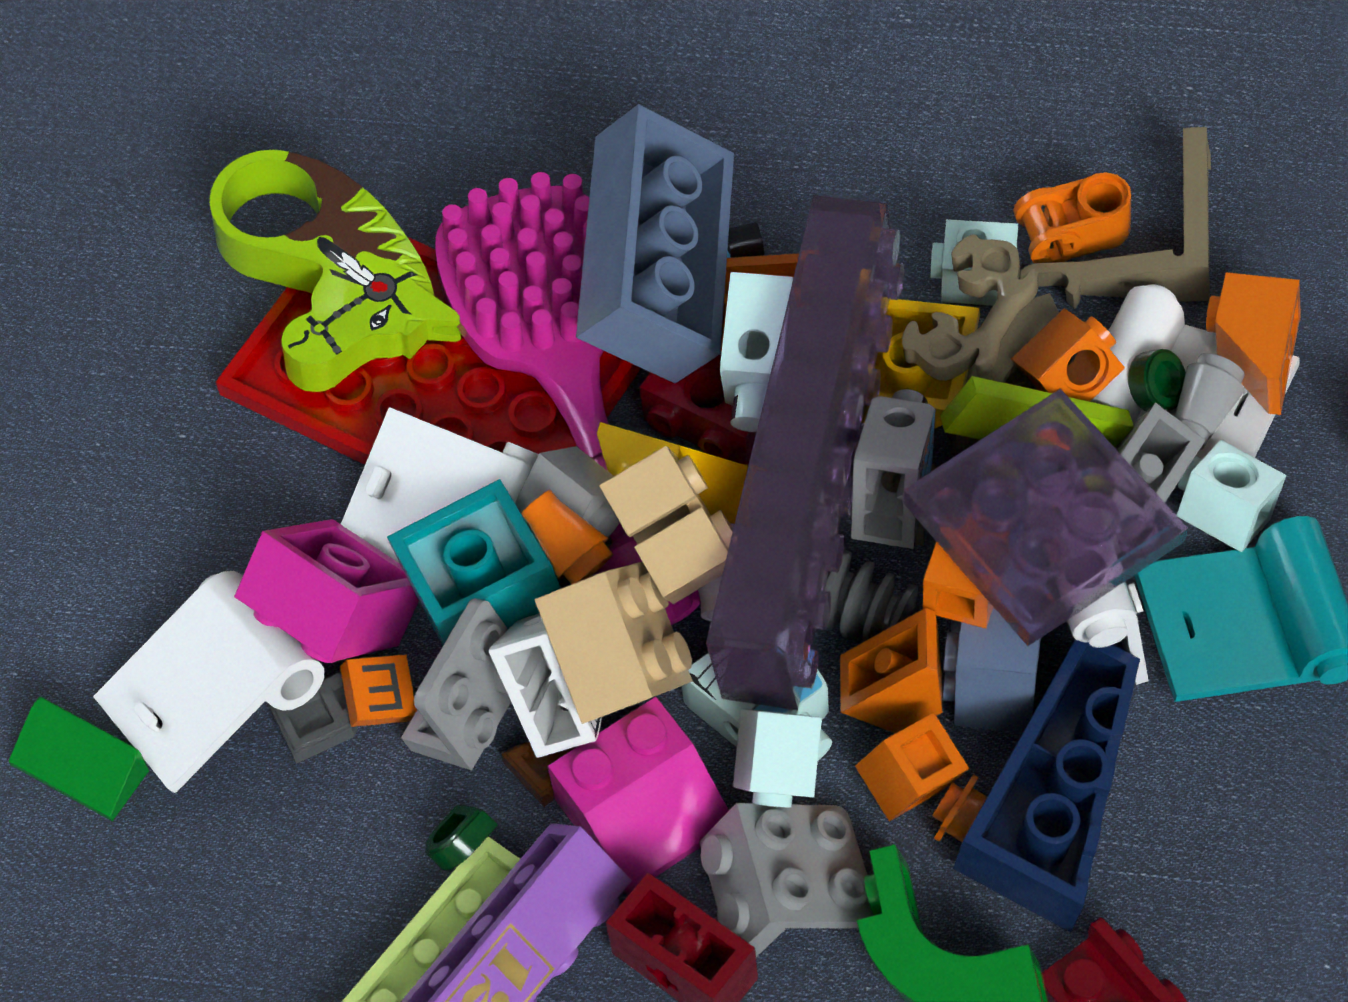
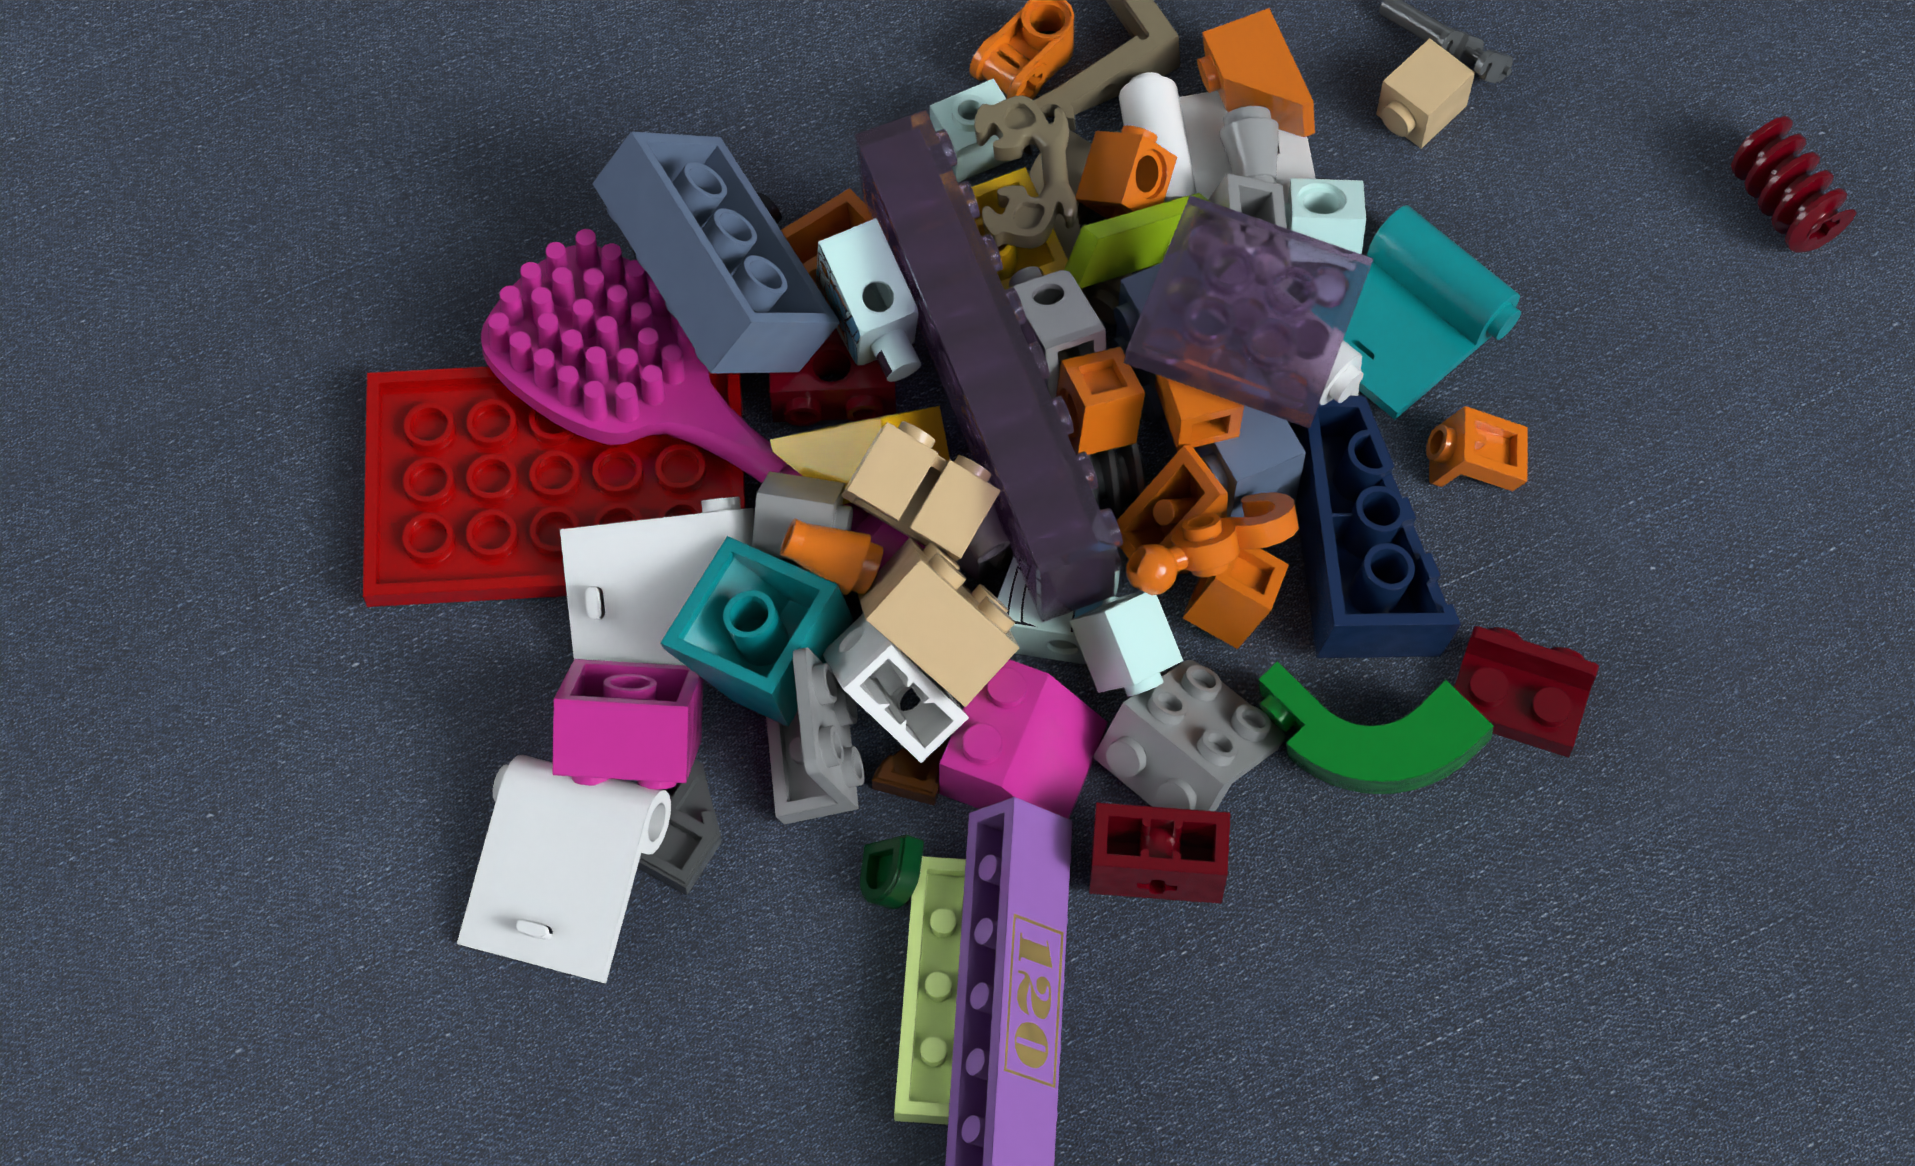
camera: 40 degrees left, 5 degrees up
(78, 759) = (488, 1006): green slope -> none
(353, 258) = (414, 411): lime animal -> none
(378, 690) = (724, 787): orange tile -> none
(884, 537) = (1101, 400): none -> orange brick
(894, 705) = (1210, 542): none -> orange piece
(959, 810) = (1294, 606): orange plate -> none
(1156, 378) = (1201, 155): dark green tile -> none
(1231, 769) = (1478, 448): none -> orange bracket

